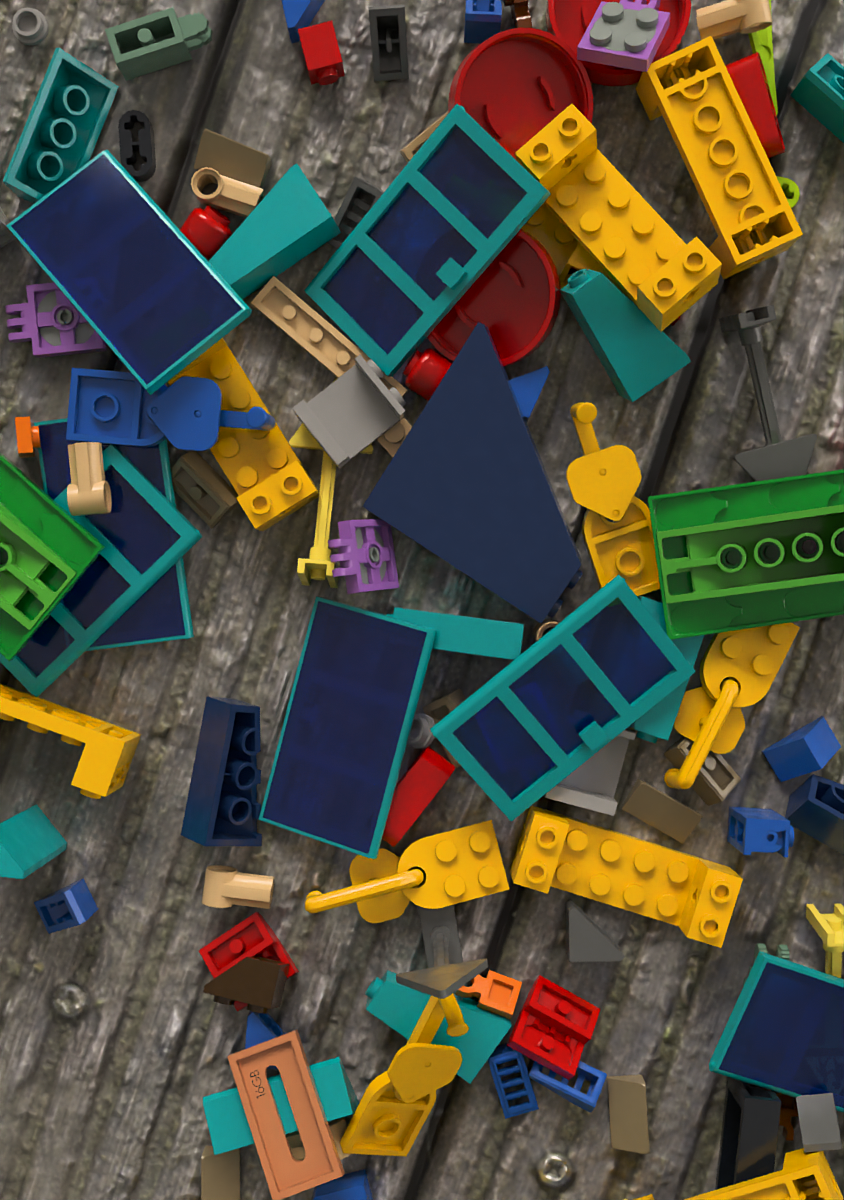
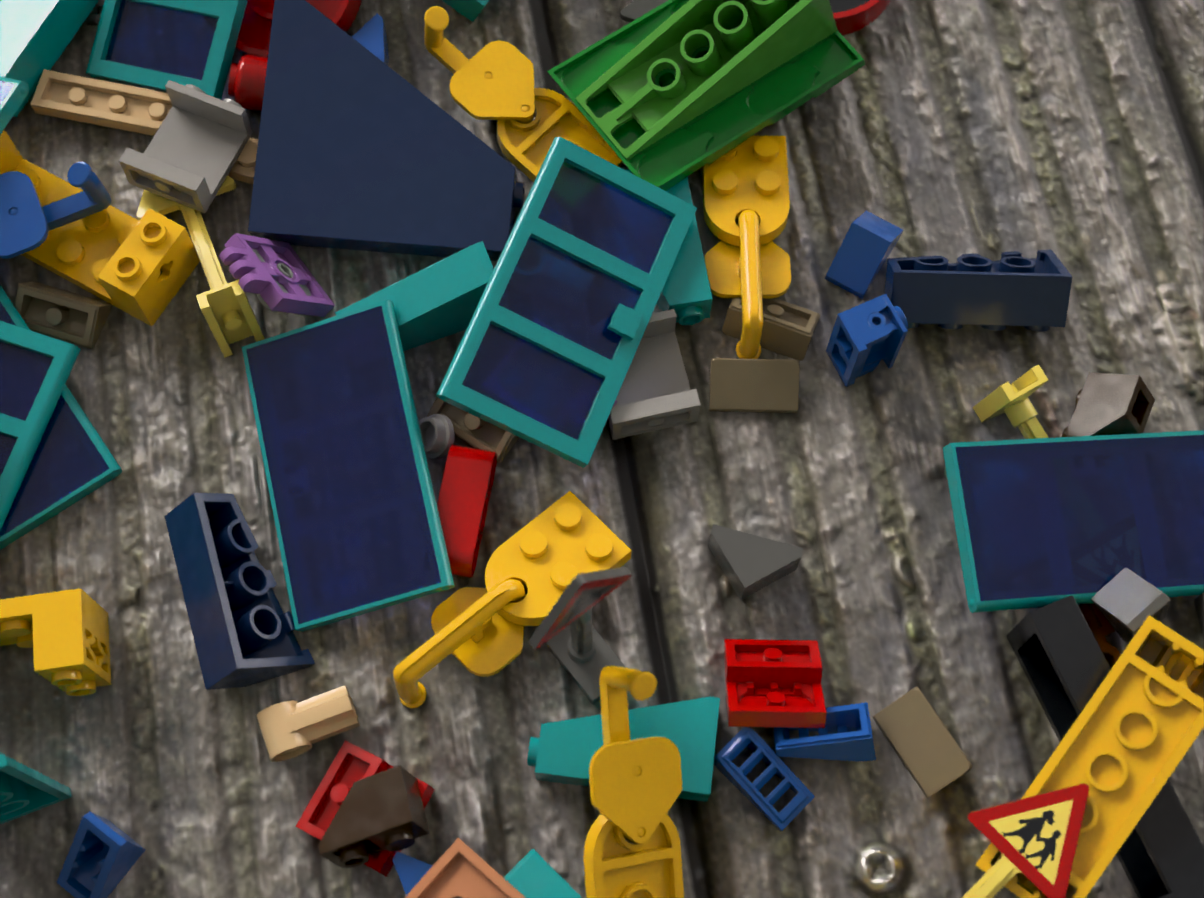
camera: 30 degrees left, 20 degrees down
(495, 993) = (681, 680): orange plate -> none
(626, 874) = (752, 469): yellow plate -> none

